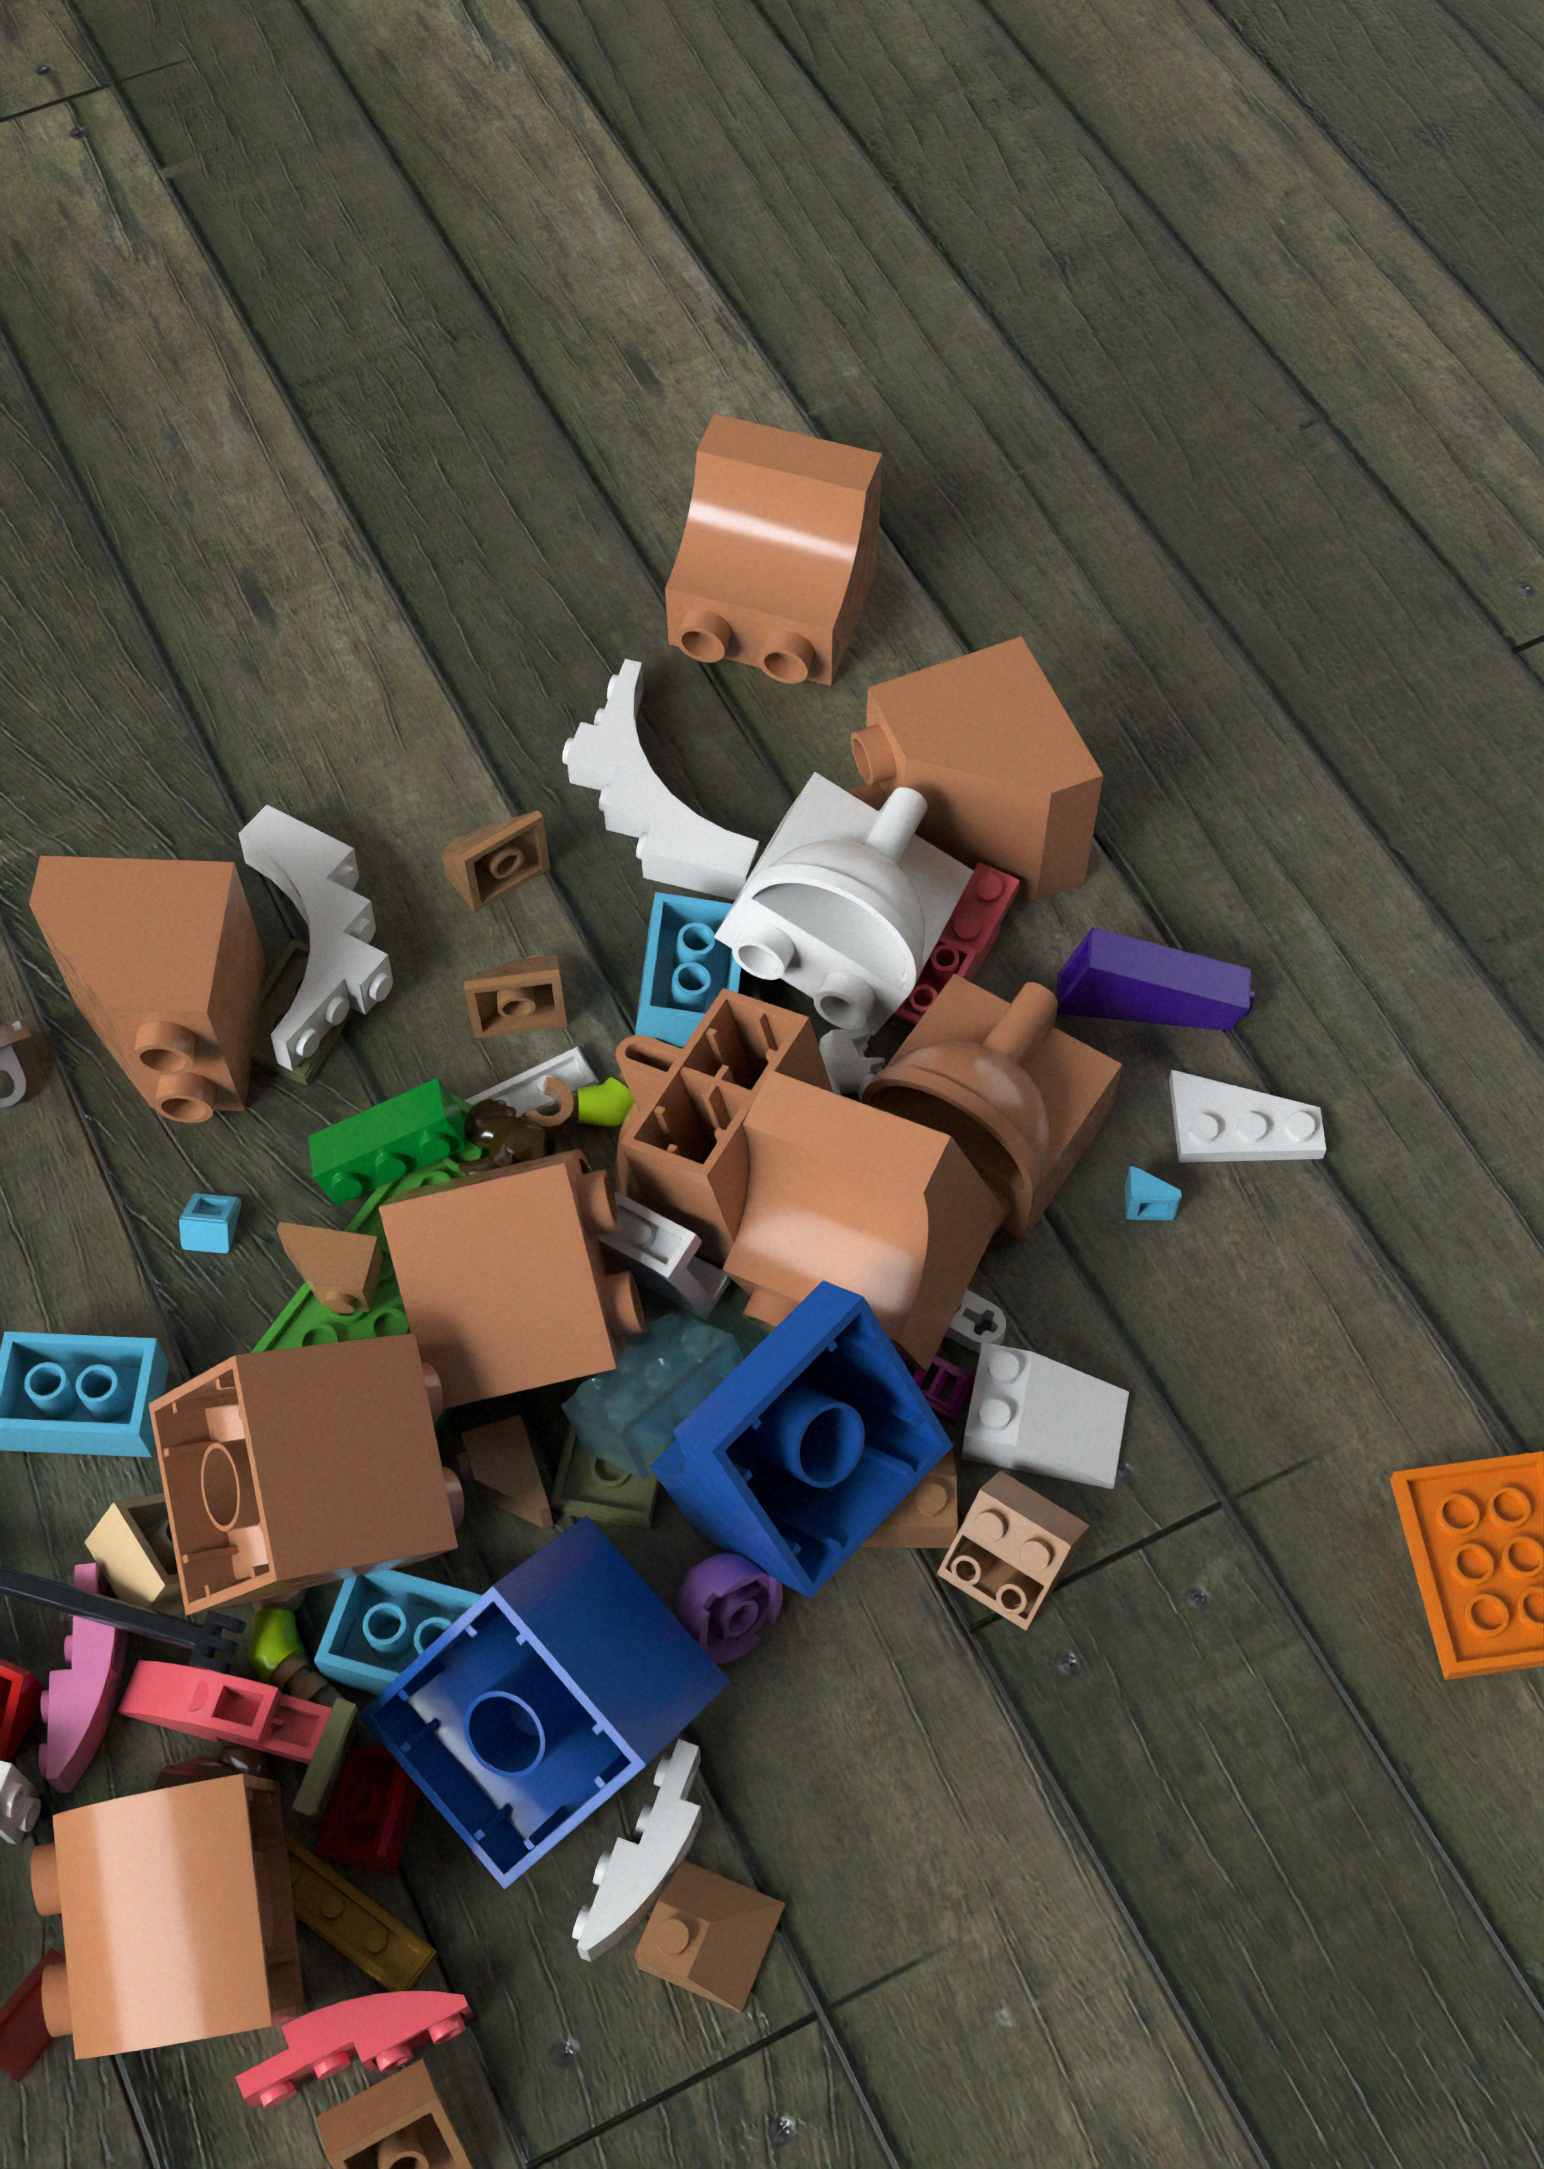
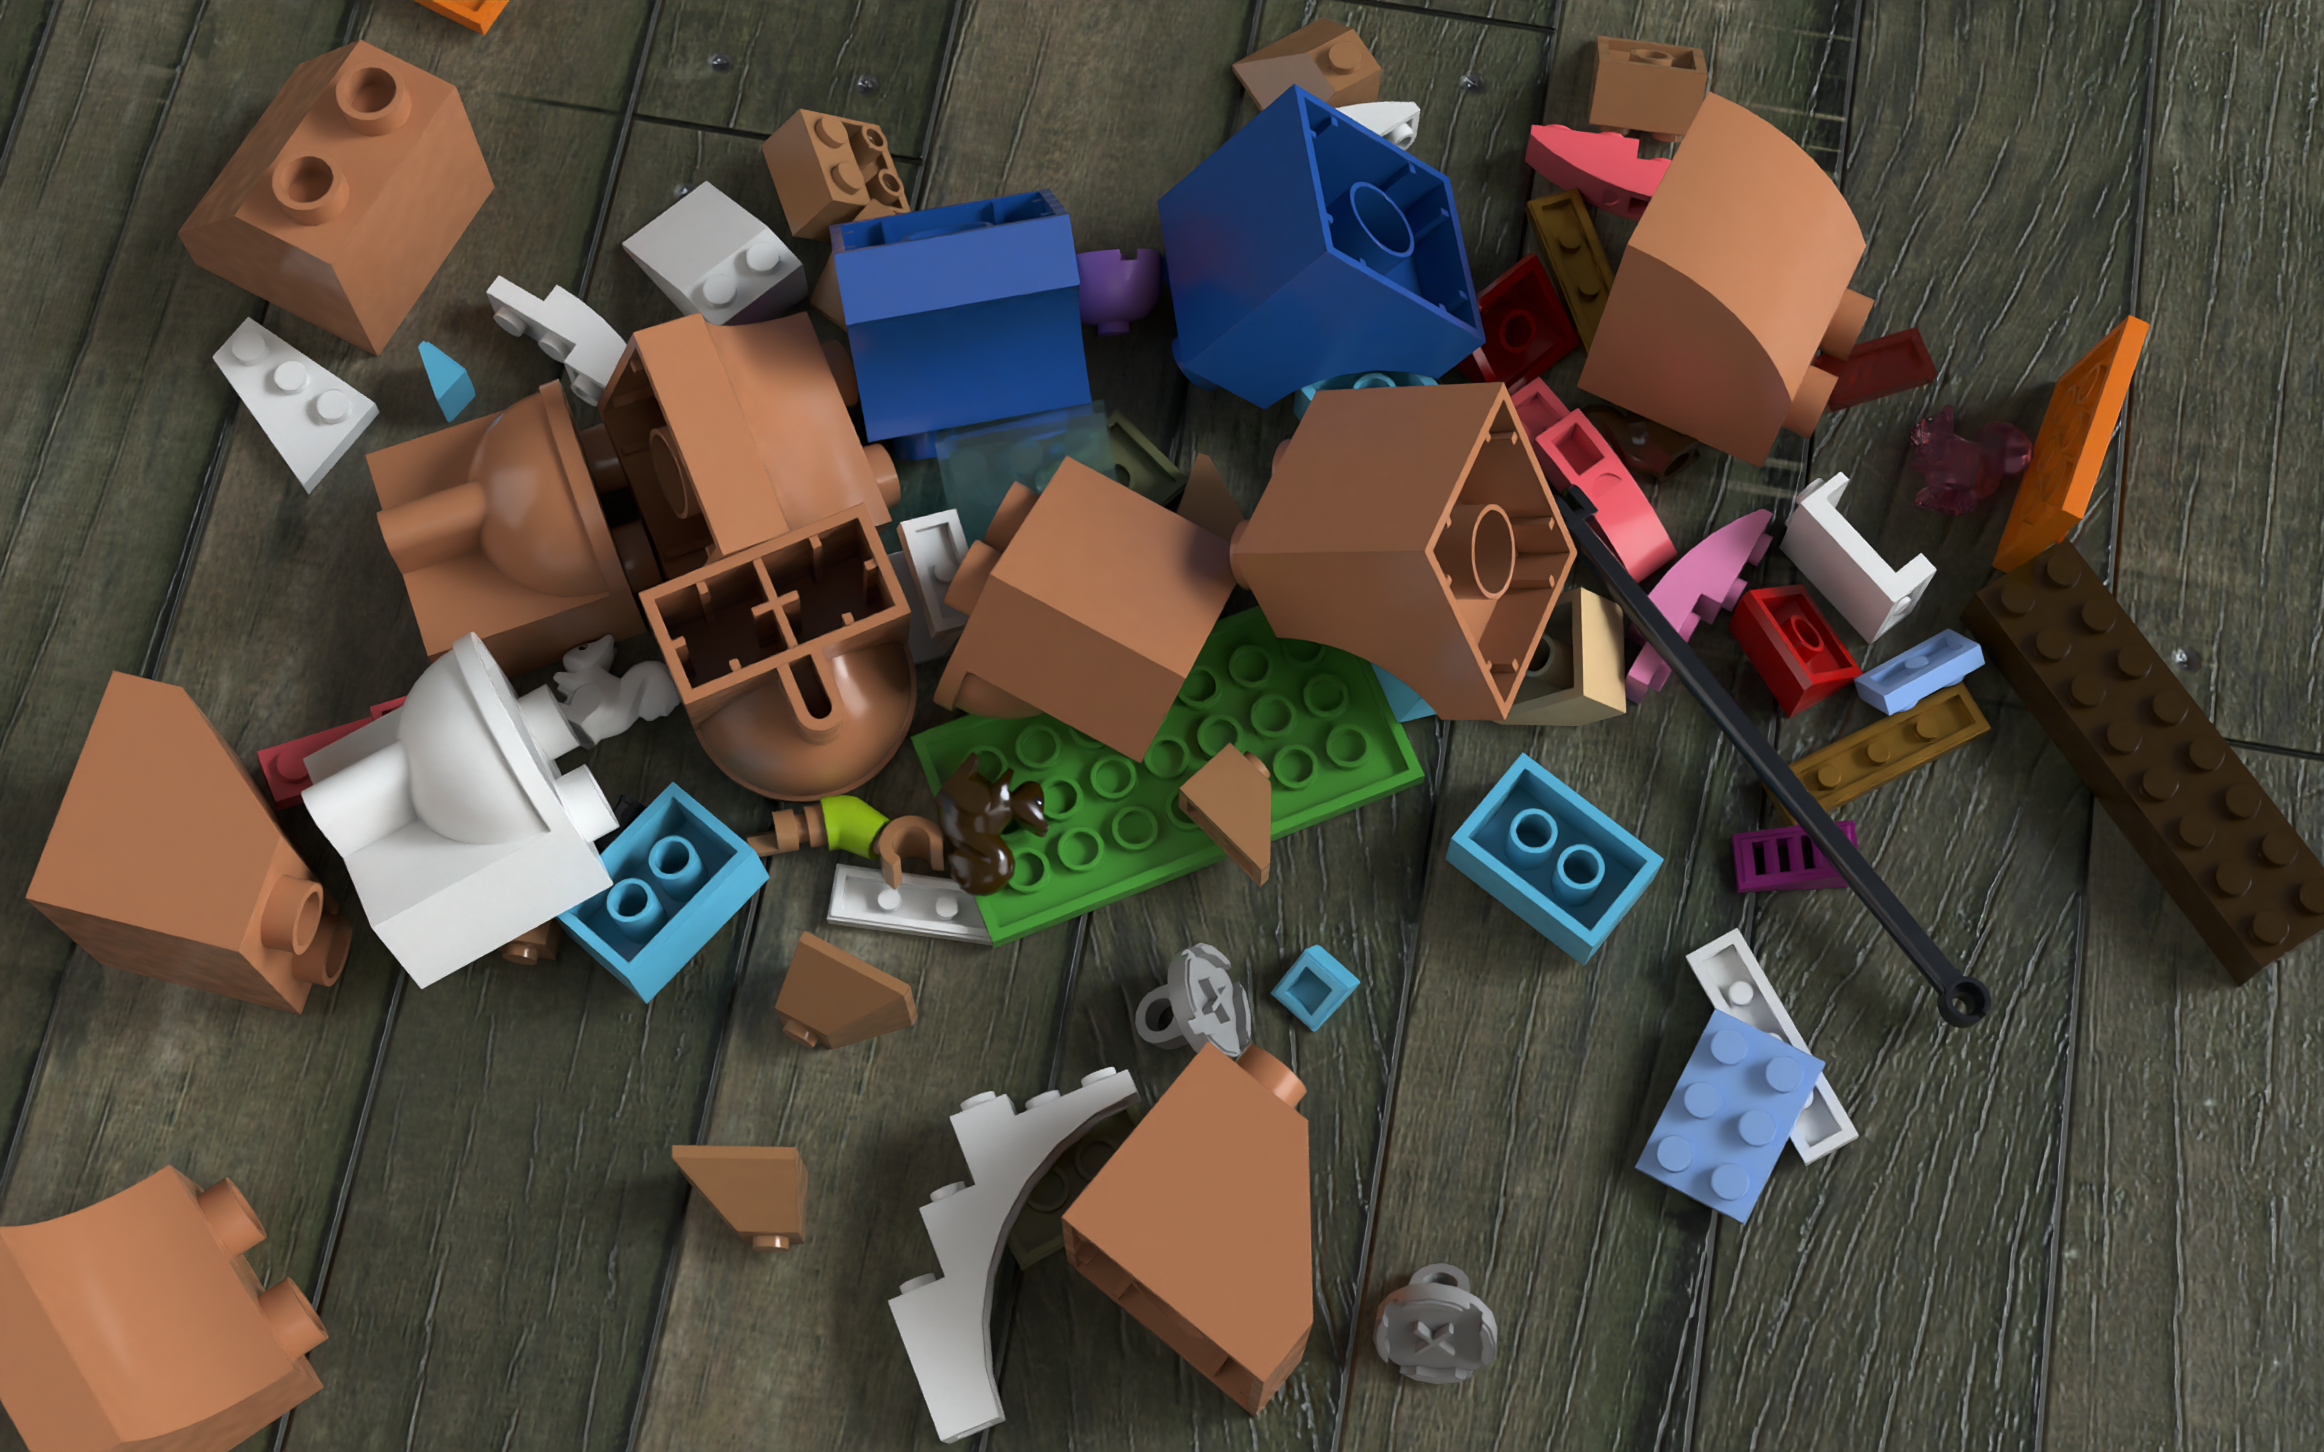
camera: 145 degrees left, 10 degrees up
(272, 1138) = (1202, 1003): none -> light grey tile
(326, 1763) = (1539, 330): olive tile -> none
(386, 1142) = (1097, 905): green brick -> none
(673, 839) = (537, 1170): white arch -> none
(1052, 1287) = (564, 331): none -> white slope
(1151, 984) = (243, 569): dark purple slope -> none
(1339, 1240) = (345, 194): none -> nougat slope

